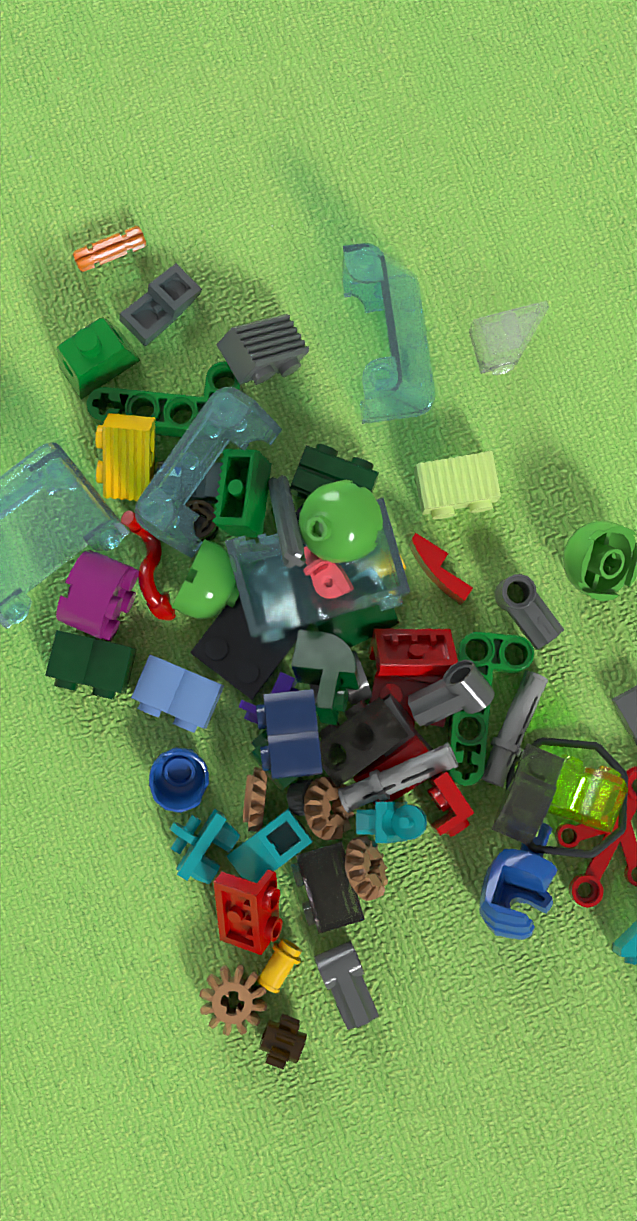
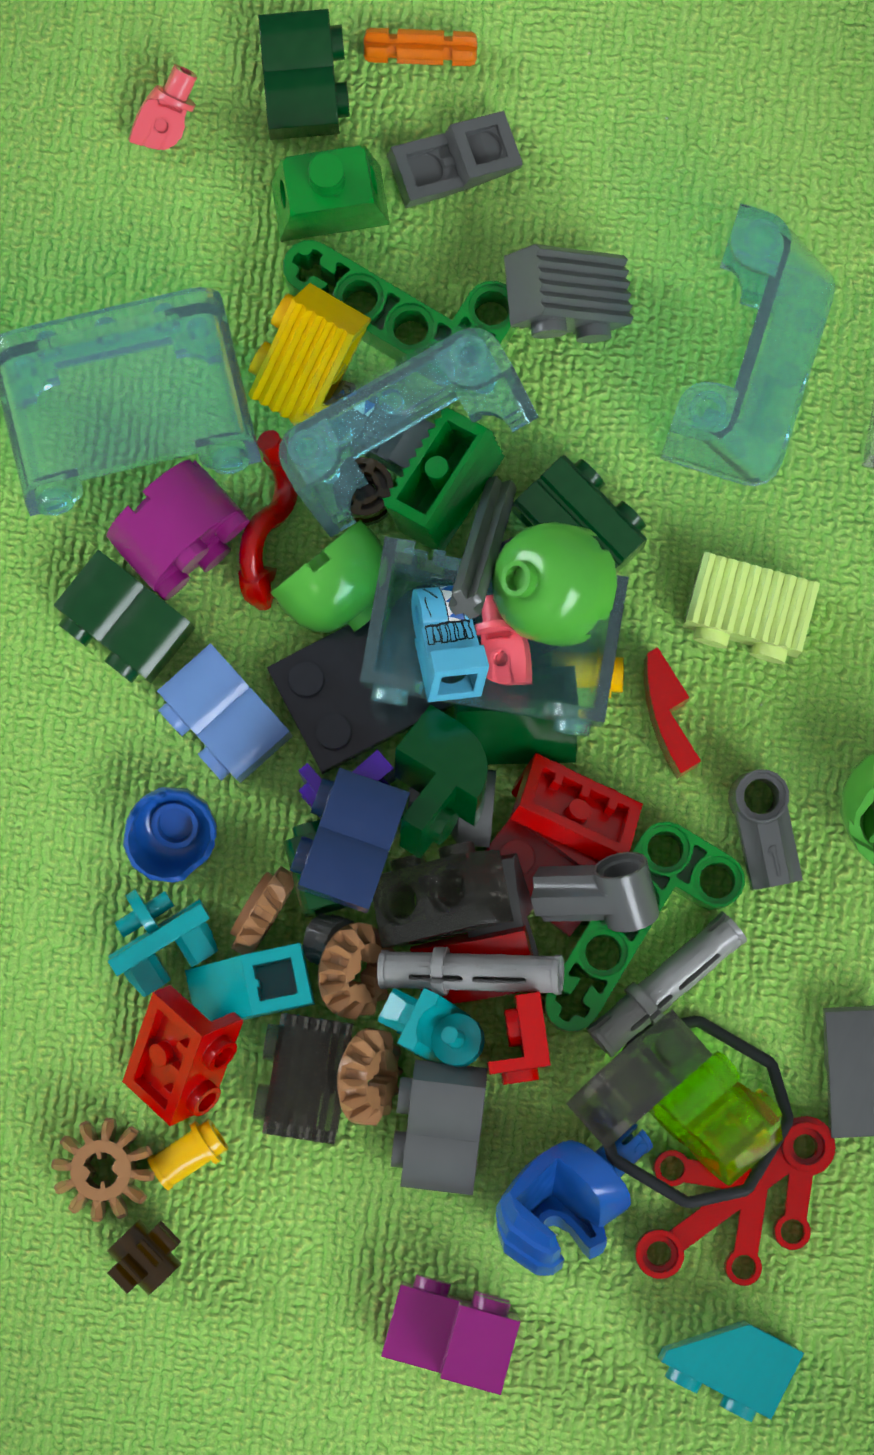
camera: 25 degrees right, 0 degrees up
(45, 295) = (300, 74): none -> dark green brick
(292, 590) = (446, 646): none -> medium azure leg
(343, 975) = (269, 1207): dark grey piece -> none
(424, 878) = (442, 1127): none -> dark grey brick
(490, 999) = (452, 1335): none -> magenta brick

